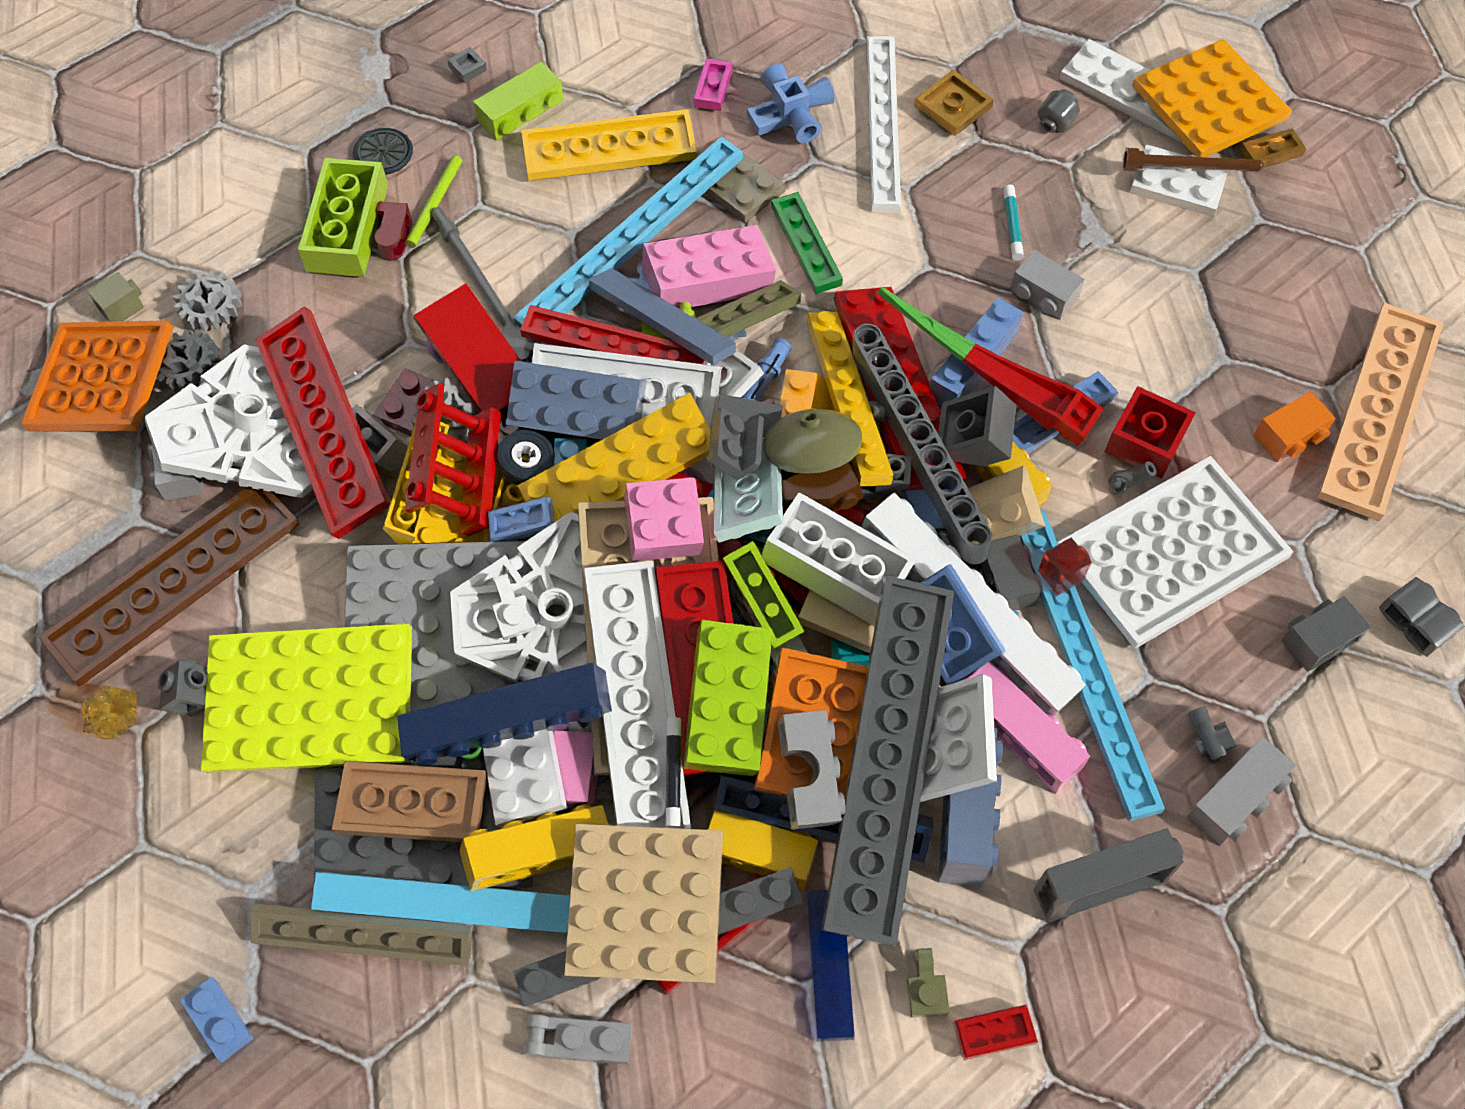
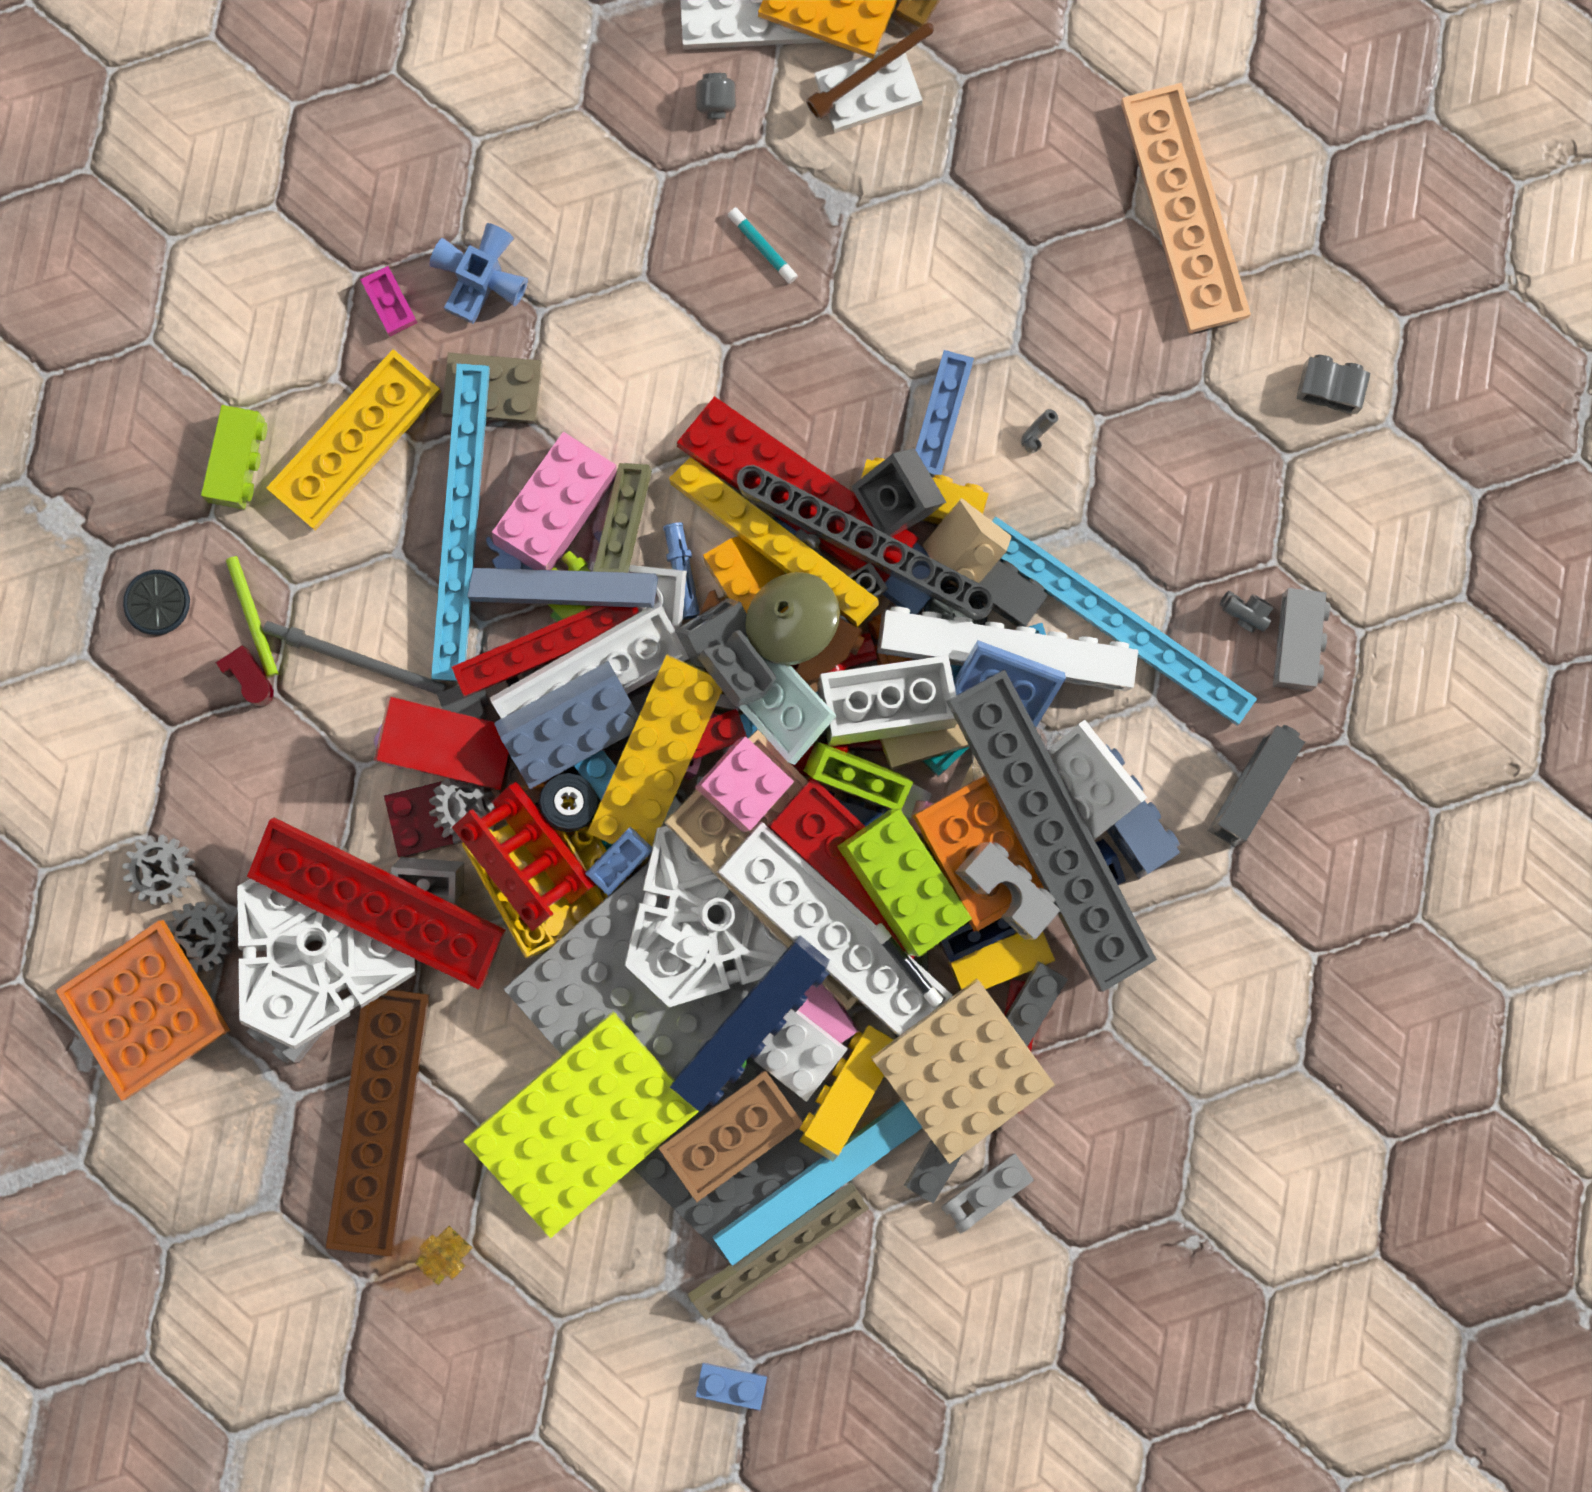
camera: 40 degrees left, 20 degrees up
(116, 298) = (79, 930): olive brick -> none
(183, 688) = (478, 1192): dark grey brick -> none
(343, 217) = (198, 700): lime brick -> none
(467, 64) = (148, 454): dark grey plate -> none
(806, 243) = (608, 407): green plate -> none
(829, 976) = (1116, 1007): clear blue plate -> none
(883, 125) = (569, 223): white tile -> none
(927, 992) = (1191, 965): olive plate -> none
(954, 102) = (616, 154): pearl gold plate -> none
(993, 332) = (836, 412): medium blue brick -> none
(995, 1032) = (1258, 957): red plate -> none
(1032, 733) = (1114, 714): bright pink brick -> none
(1039, 396) = (925, 421): red plate -> none
(1047, 284) = (841, 294): light grey brick -> none
(1065, 565) = (1052, 559): clear red brick -> none
(1149, 431) = (1026, 379): red brick -> none
(1176, 551) = (1115, 471): white plate -> none
(1295, 427) = (1131, 281): orange brick -> none
(1325, 632) = (1275, 459): dark grey brick -> none

